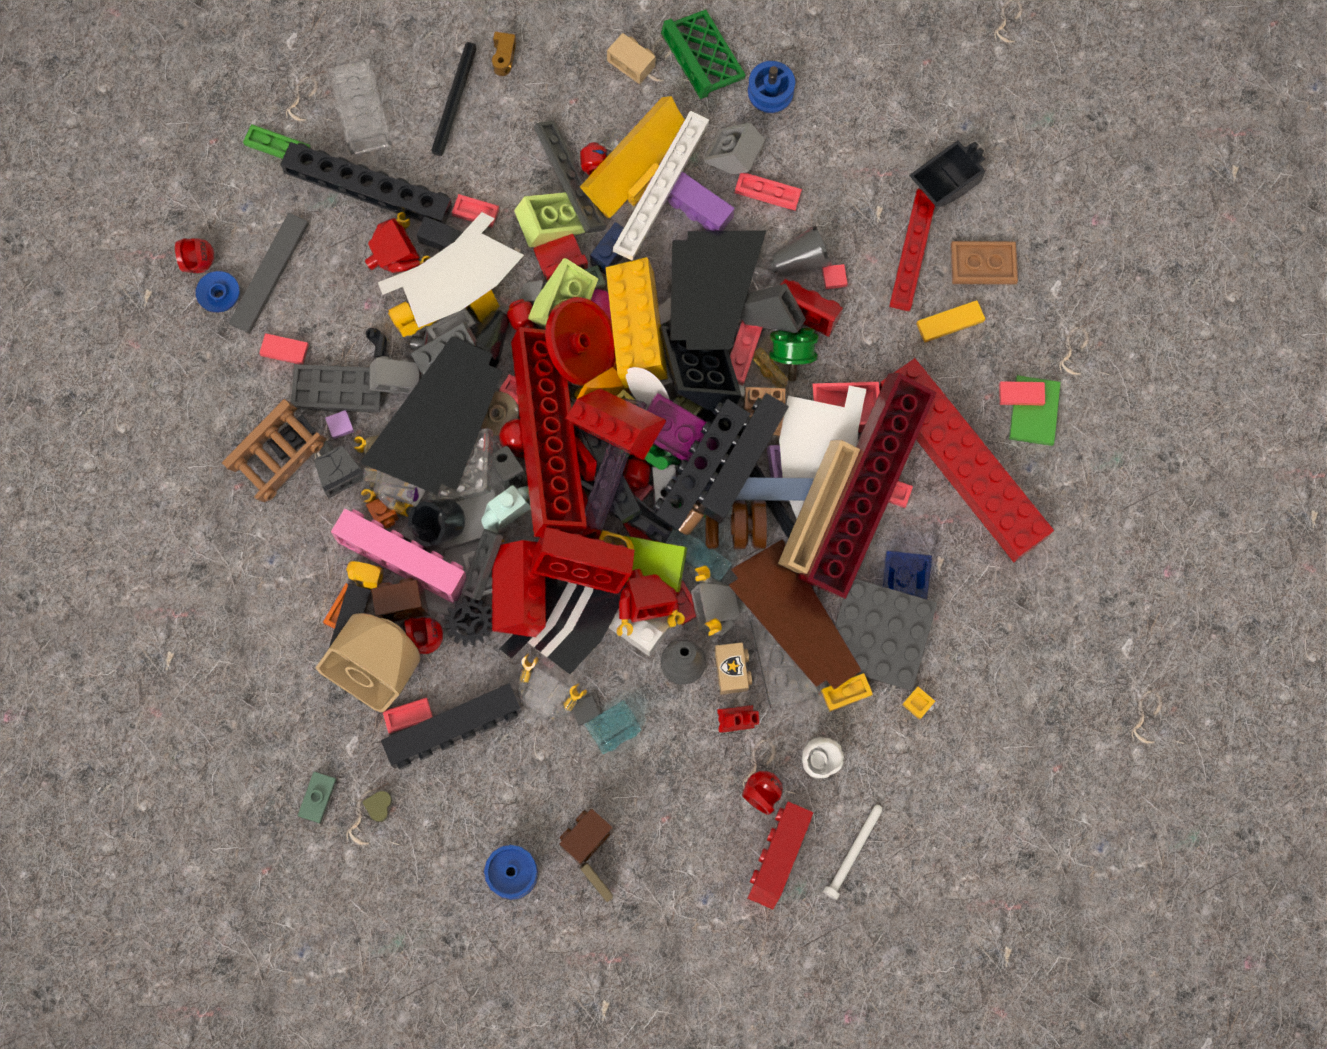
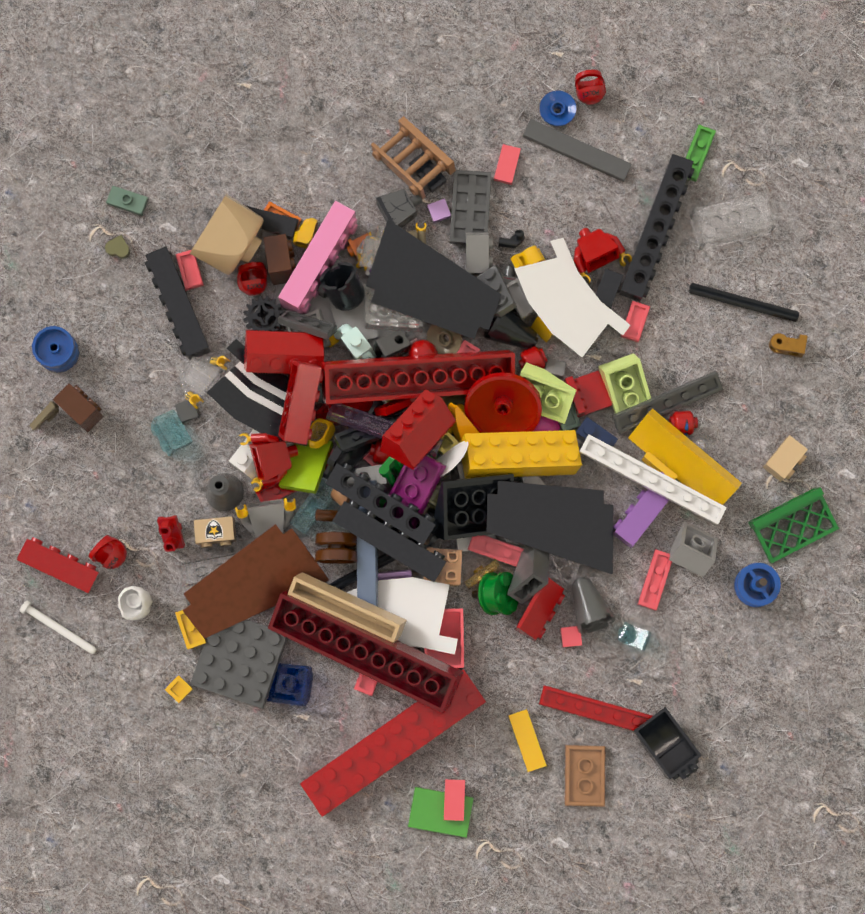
camera: 95 degrees right, 5 degrees up
(832, 210) = (634, 636): none -> clear light blue bracket

